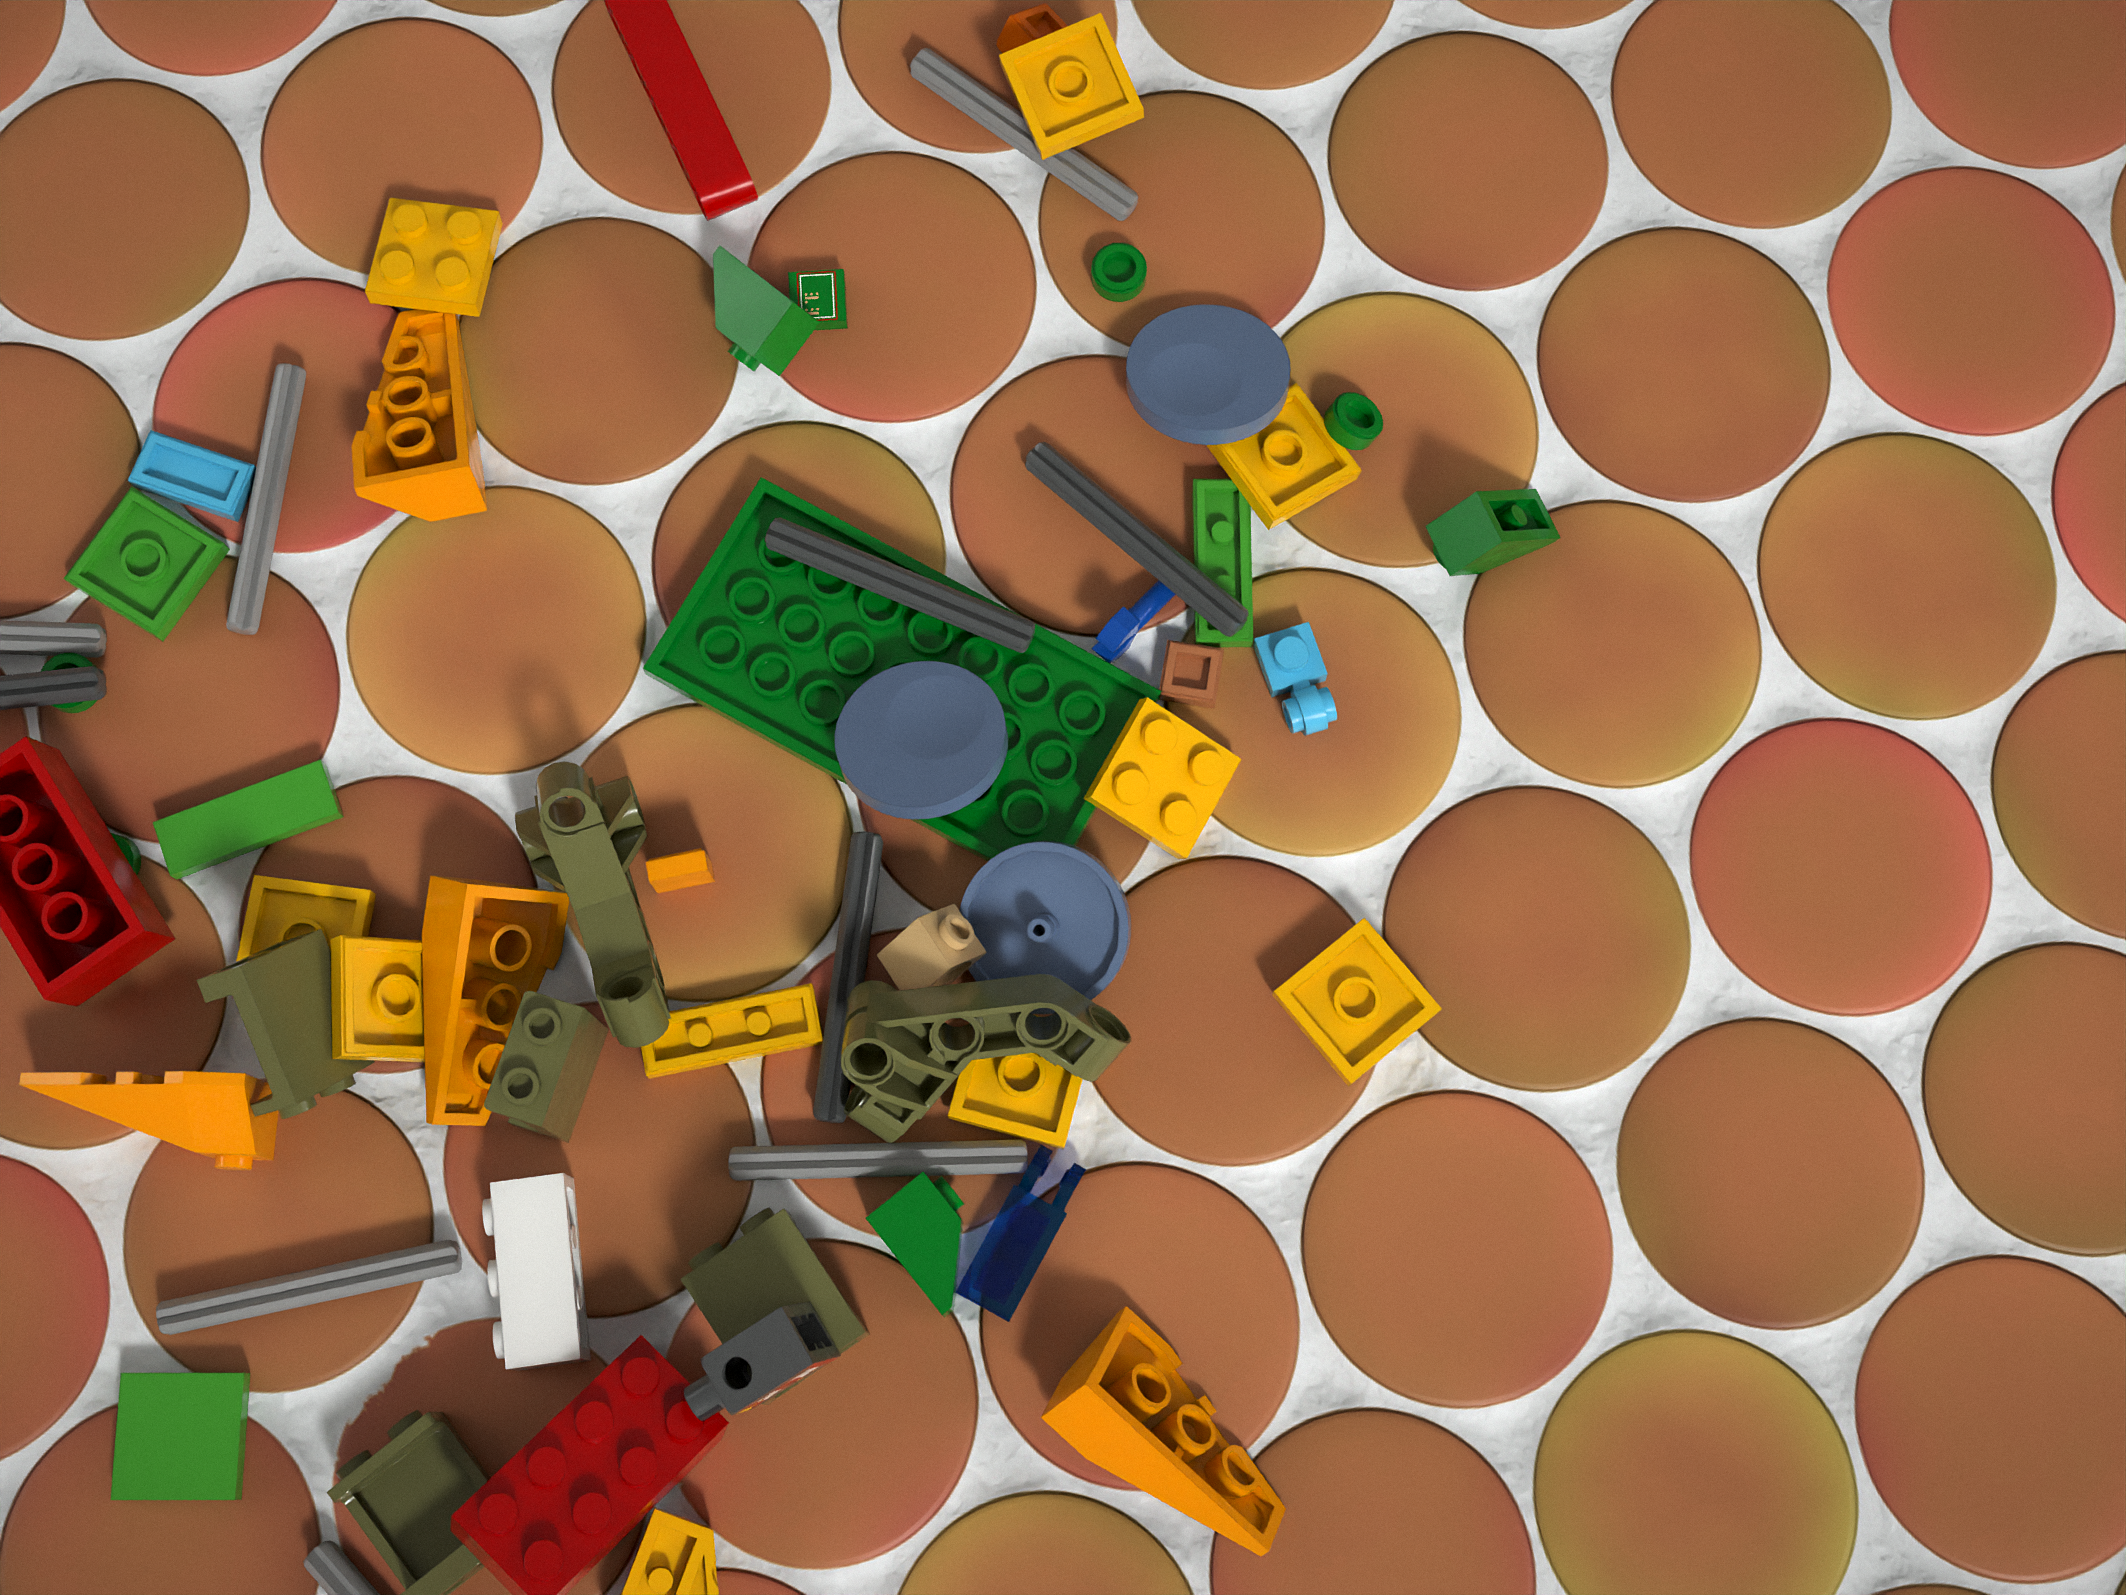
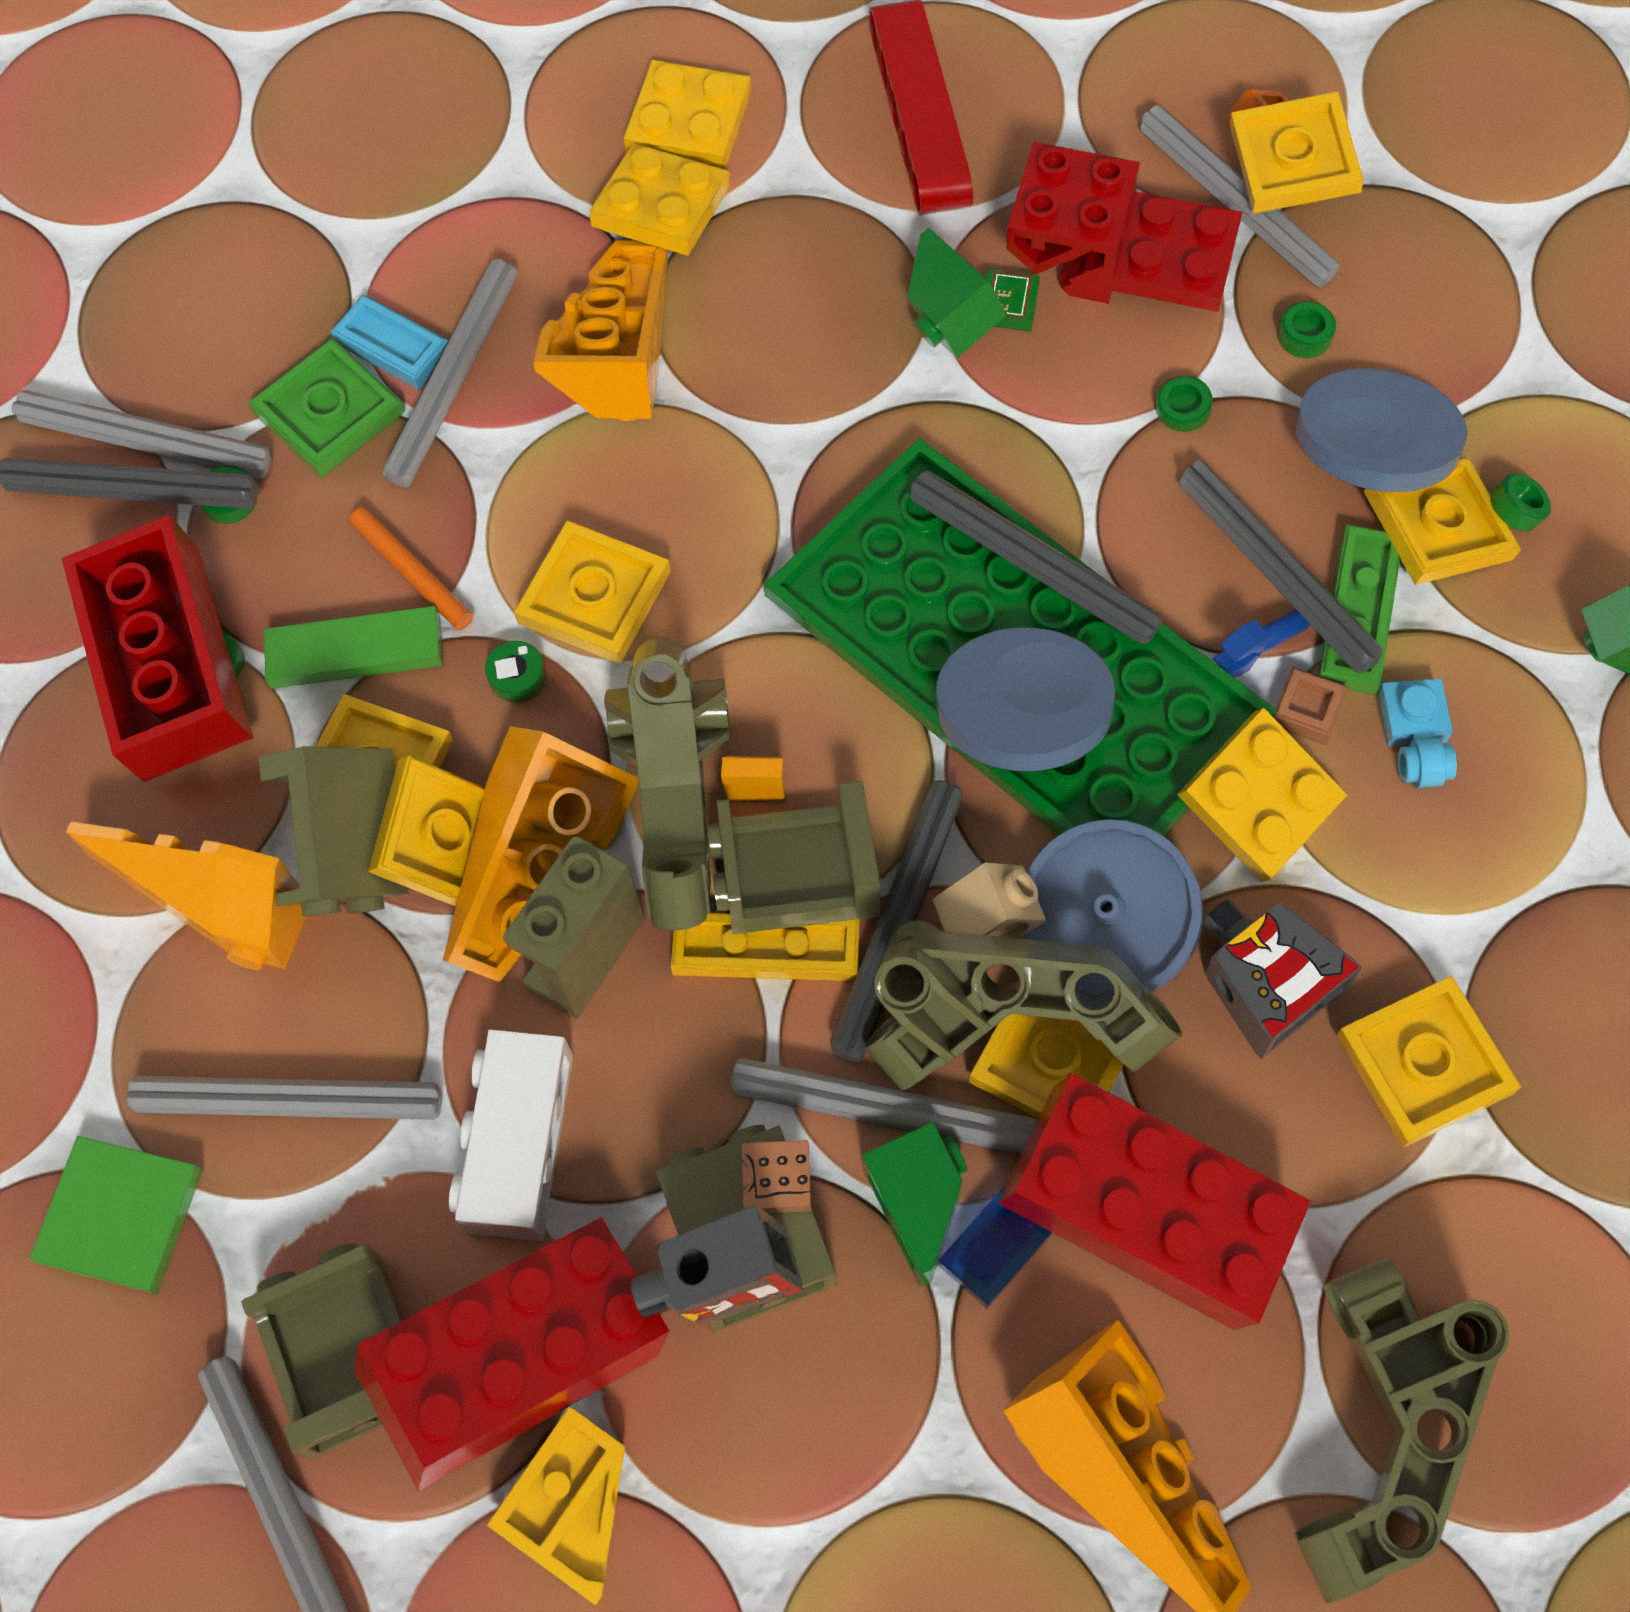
camera: 20 degrees right, 10 degrees down
(283, 721) = (411, 568): none -> orange bar
(418, 808) = (515, 671): none -> green tile
(439, 148) = (689, 112): none -> yellow plate
(474, 710) = (593, 592): none -> yellow plate
(739, 948) = (796, 864): none -> olive panel
(792, 1259) = (777, 1176): none -> nougat tile
(911, 212) = (1113, 238): none -> red piece
(1014, 378) = (1184, 403): none -> green tile
(1136, 1197) = (1155, 1203): none -> red brick
(1203, 950) = (1274, 972): none -> torso
(1389, 1297) = (1412, 1370): none -> olive connector

